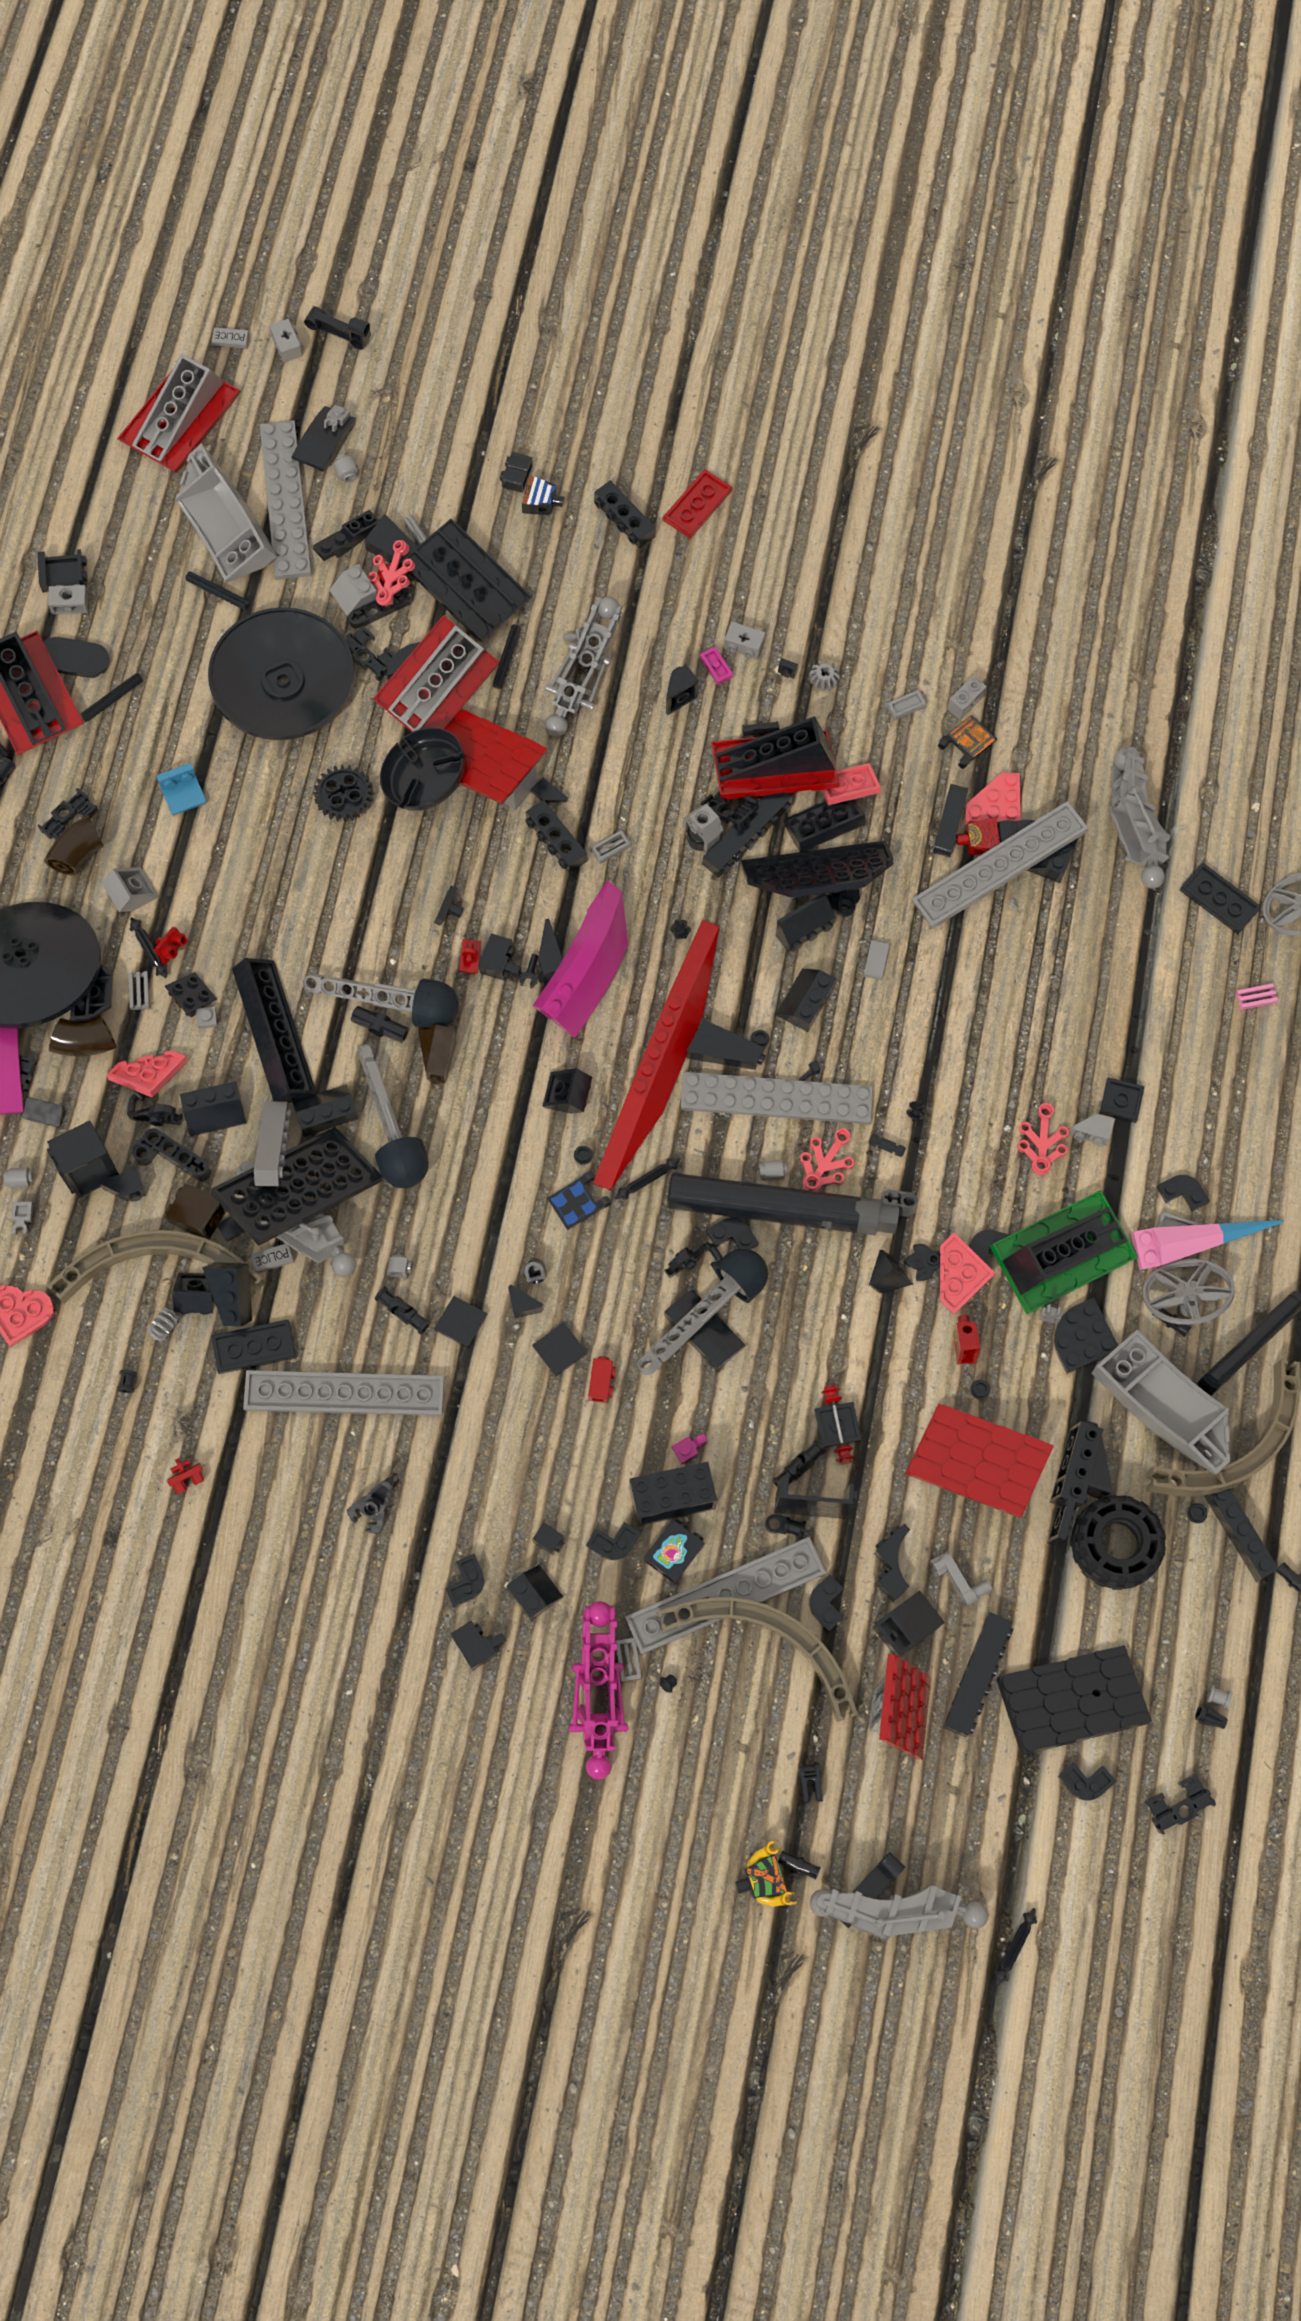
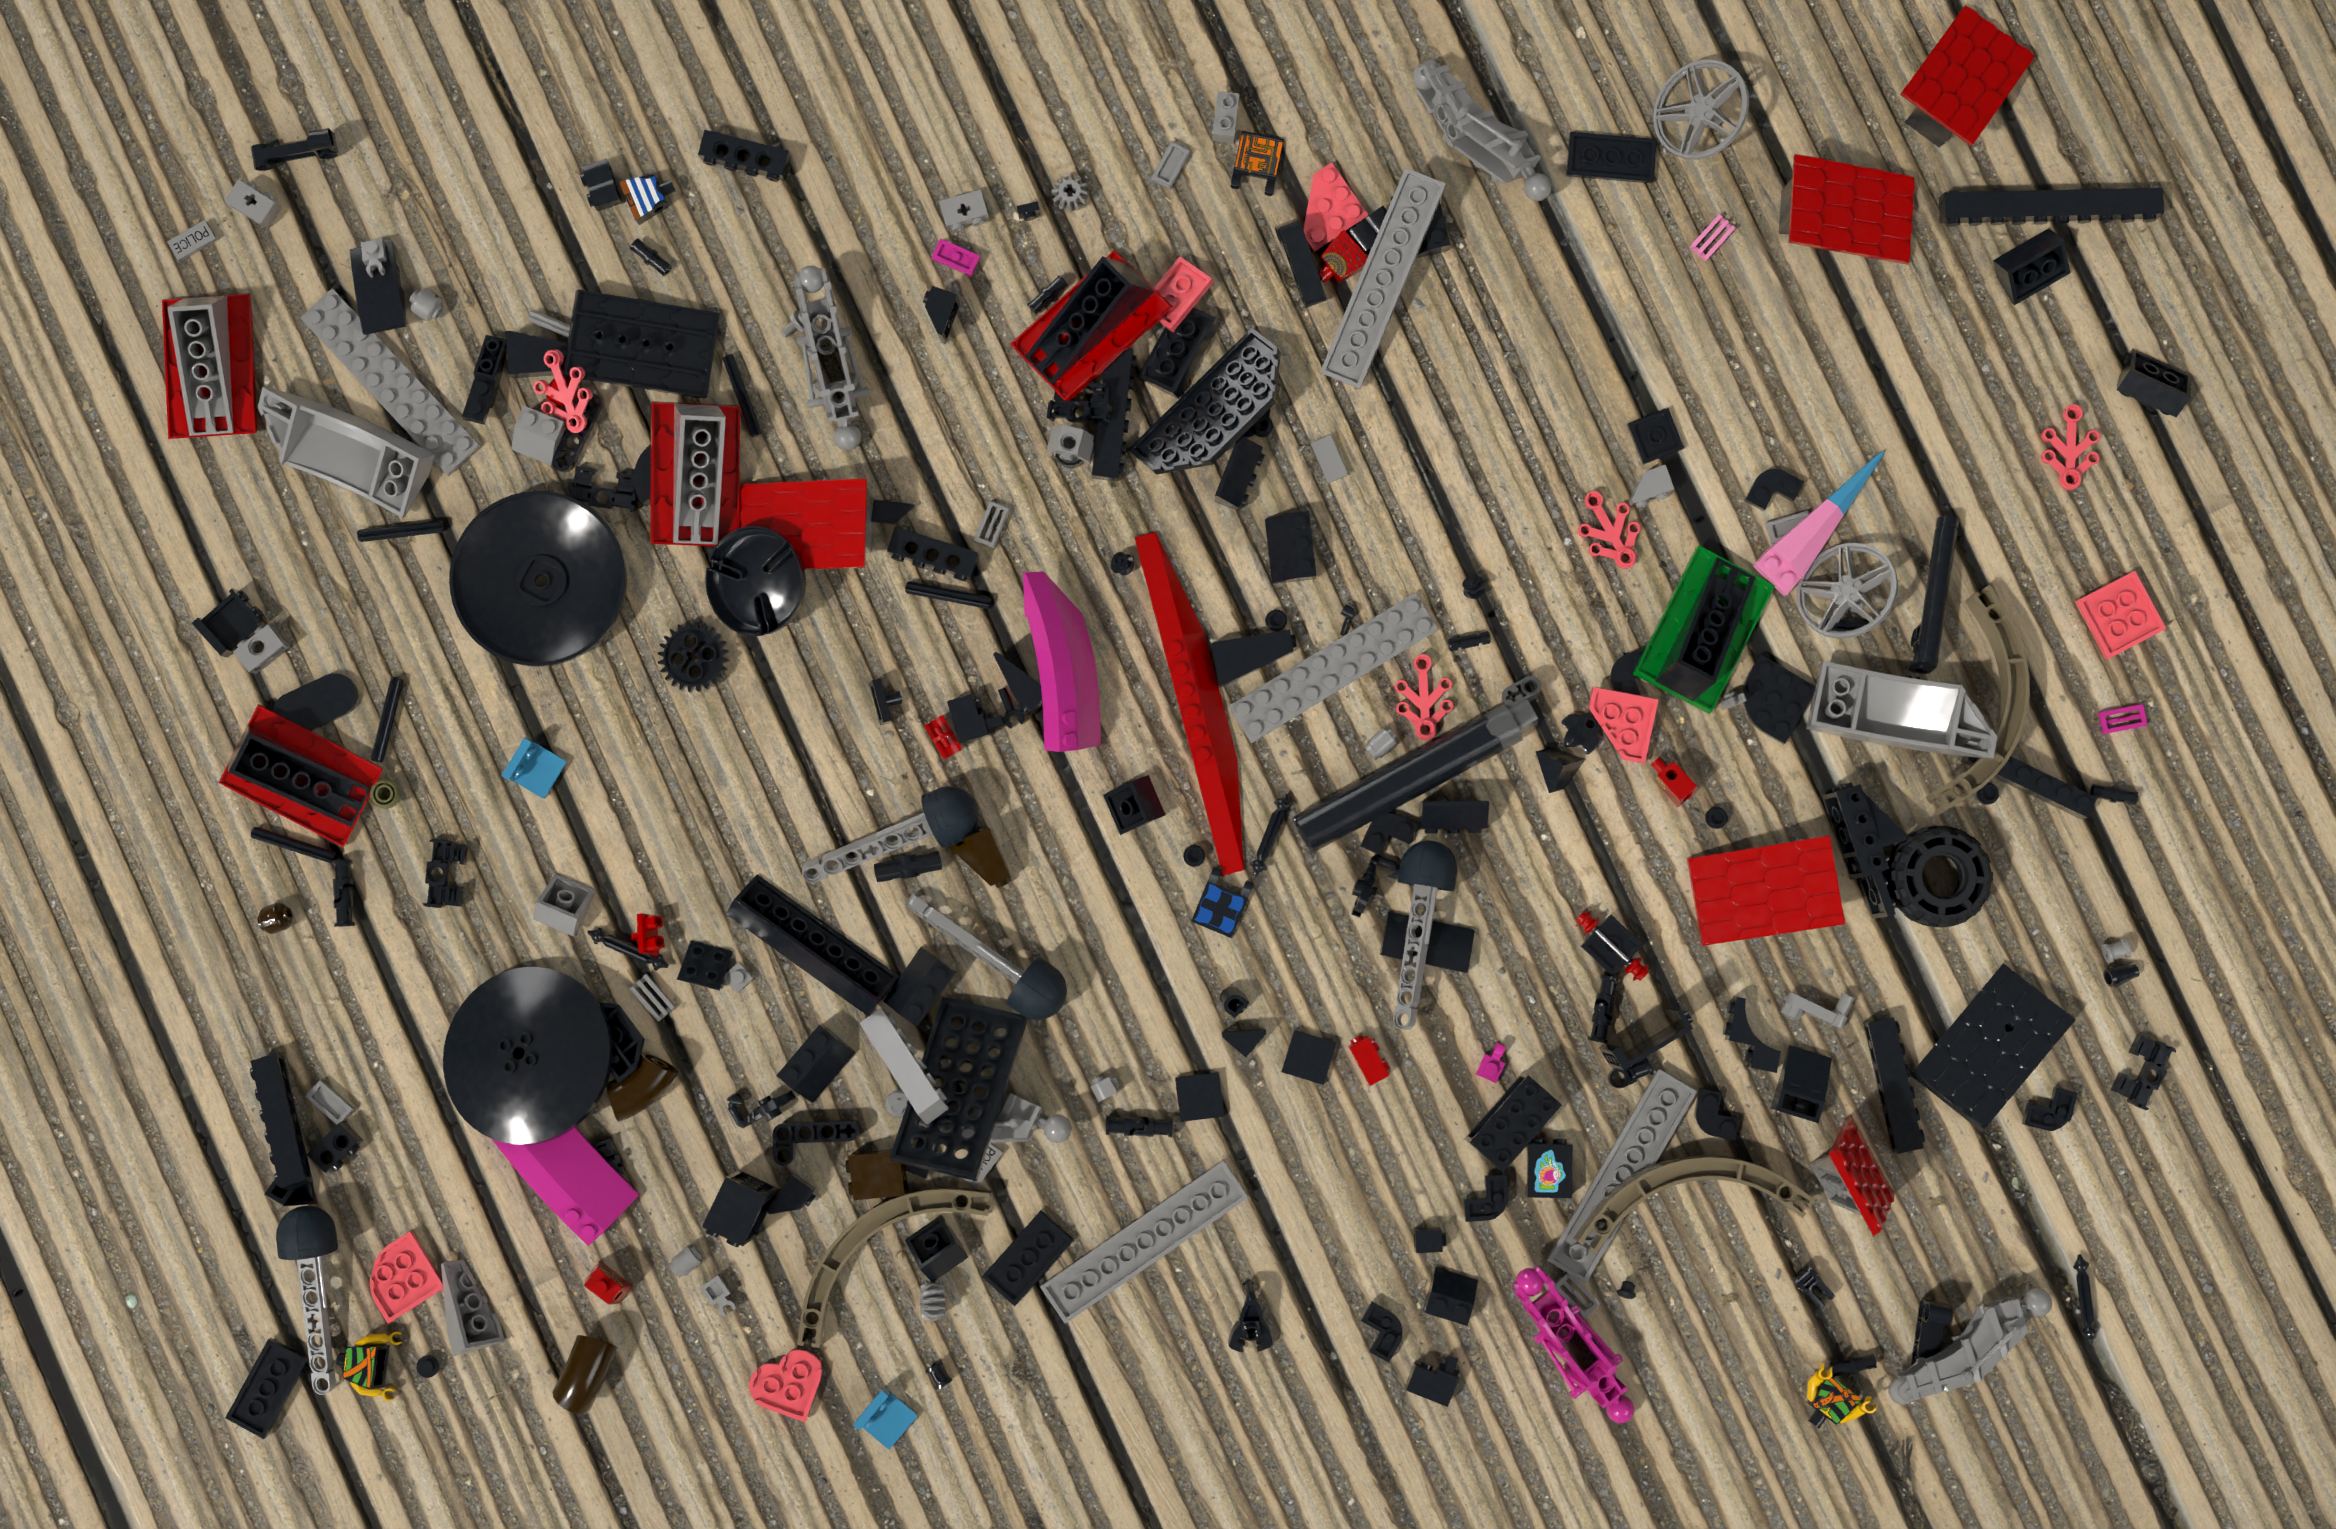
camera: 30 degrees left, 15 degrees up
(43, 1112) = (658, 1181): black slope -> none
(66, 1383) = (886, 1418): none -> dark azure bracket
(72, 739) = (379, 793): none -> olive cone
(73, 847) = (478, 902): dark brown brick -> none
(147, 1073) = (727, 1073): coral plate -> none
(177, 1480) = (1056, 1419): red hips -> none
(230, 1291) = (971, 1228): black wedge -> none
(514, 535) = (650, 257): none -> black pin
(545, 870) = (948, 595): none -> black axle
(697, 503) = (807, 89): red tile -> none
(788, 1251) = (1453, 816): none -> black slope

